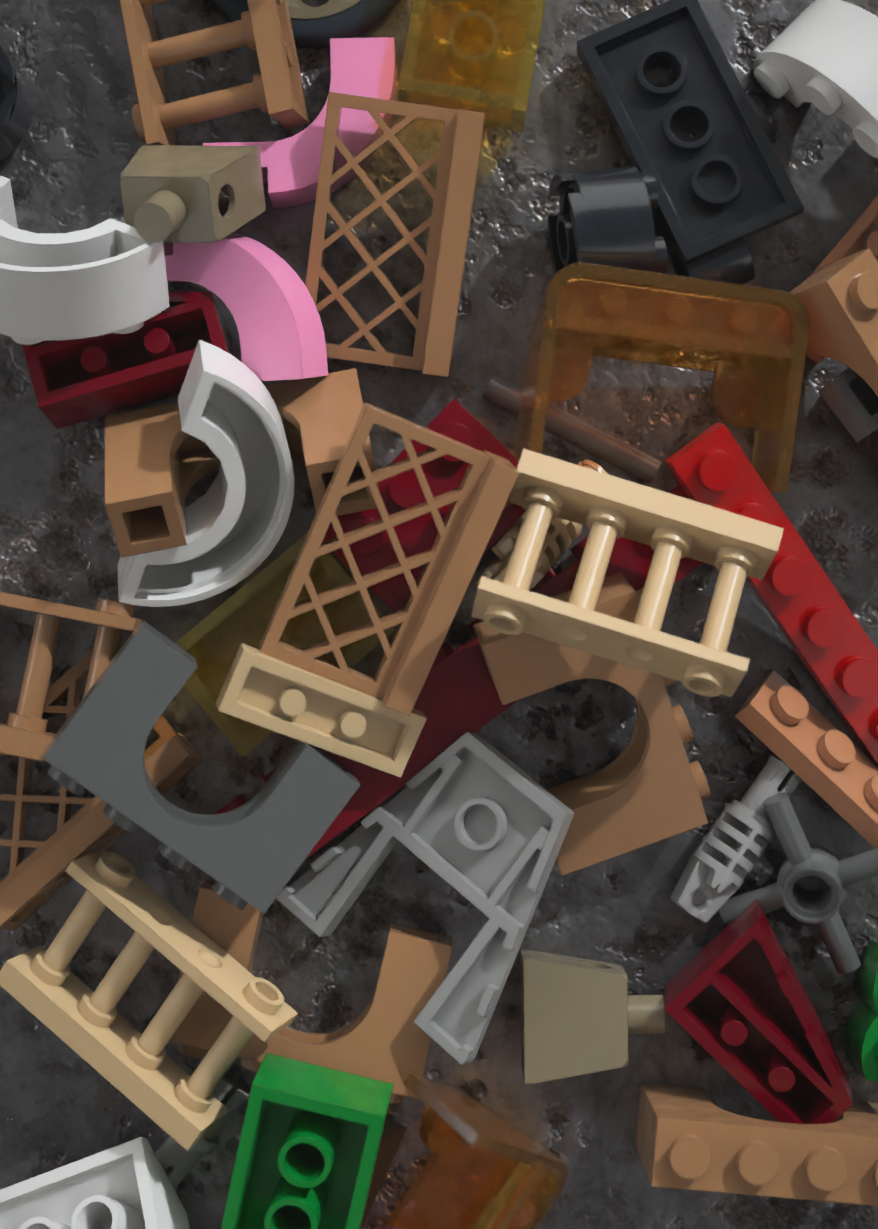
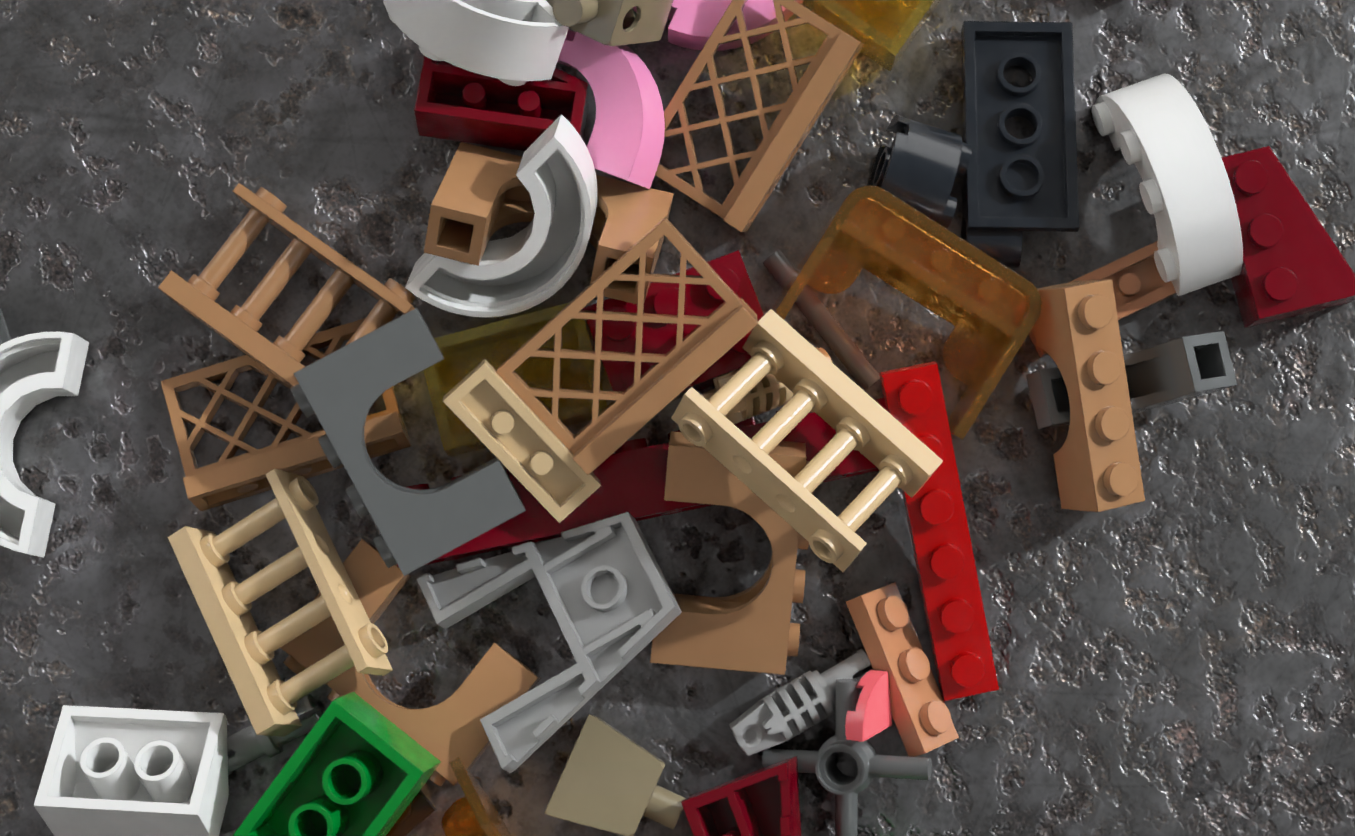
camera: 30 degrees right, 5 degrees down
(816, 816) = (872, 708): none -> coral tile

